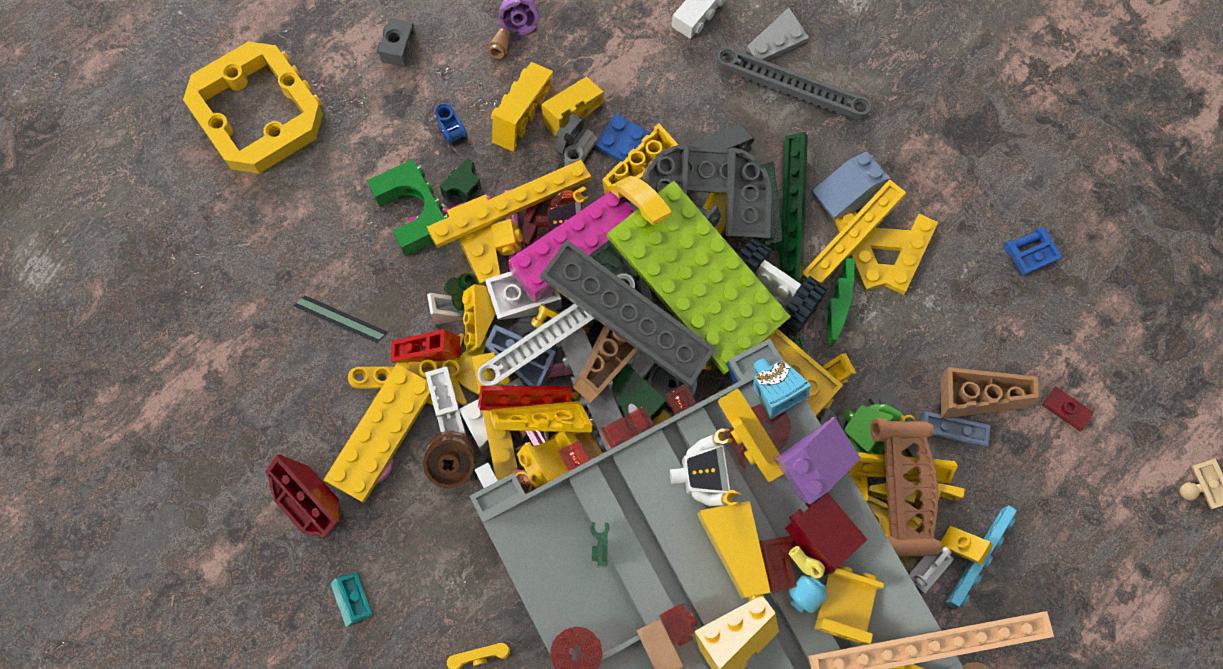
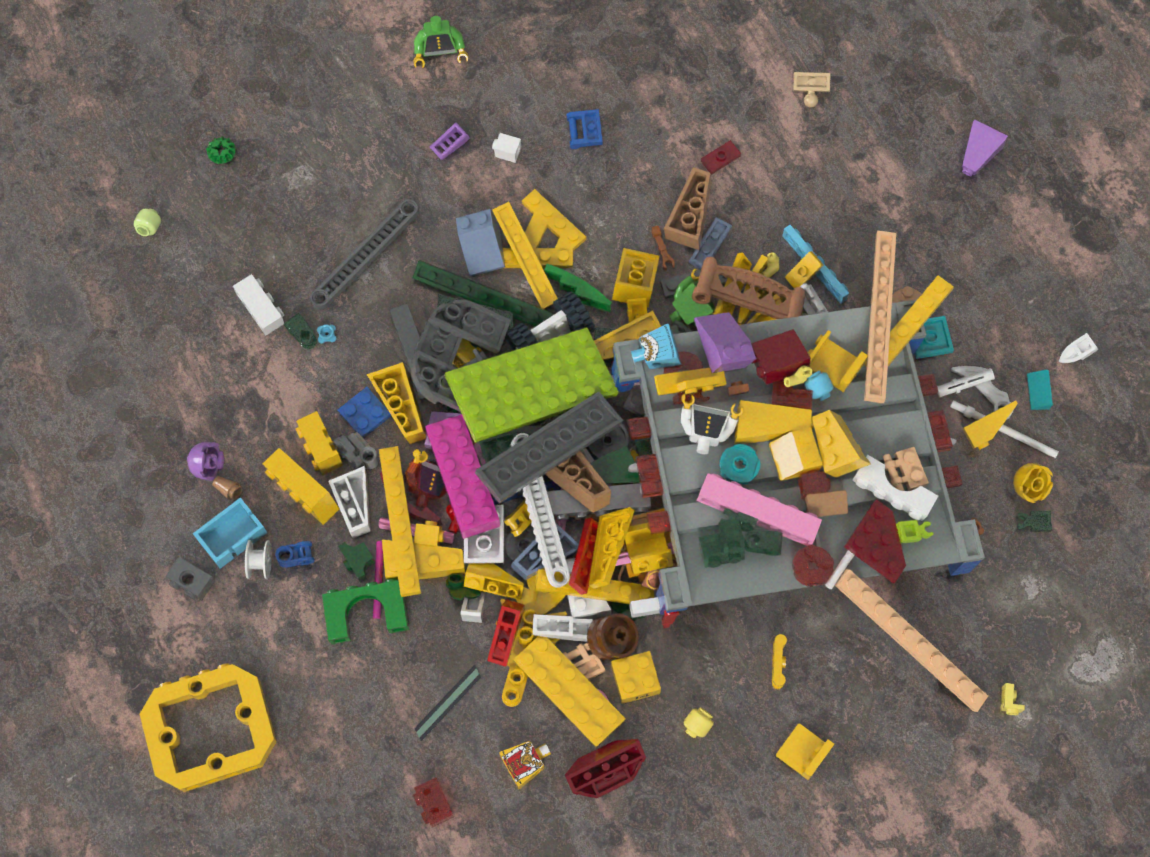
camera: 70 degrees left, 0 degrees up
(227, 336) = (433, 803): none -> clear red brick
(291, 412) = (524, 761): none -> torso
(351, 598) = (700, 754): teal slope -> none
(382, 585) = (698, 722): none -> light yellow head
(414, 500) = (635, 677): none -> yellow brick
(415, 447) = (590, 665): none -> light nougat plate
(430, 90) = (258, 559): none -> white piece
(451, 58) = (229, 532): none -> medium azure piece
(520, 157) = (353, 500): none -> white wedge
(564, 536) = (723, 546): none -> clear green brick
(586, 588) = (766, 542): none -> clear green piece
(622, 566) = (770, 512): none -> bright pink brick
(644, 197) = (450, 401): yellow slope -> none
(681, 537) = (730, 471): none -> teal plate
(686, 53) = (300, 330): none -> clear green piece
(695, 73) = (326, 329): none -> medium azure plate
(708, 590) = (795, 454): none -> yellow slope
(768, 496) = (737, 388): none -> dark orange plate
(778, 37) = (314, 250): light grey wing -> none
(880, 358) = (635, 276): none -> yellow slope
(917, 385) = (656, 233): none -> dark orange piece
(958, 508) = (773, 265): none -> light yellow arm
(965, 120) = (453, 146): none -> medium lavender slope
(973, 179) = (507, 147): none -> white brick
(1065, 71) = (437, 39): none -> torso

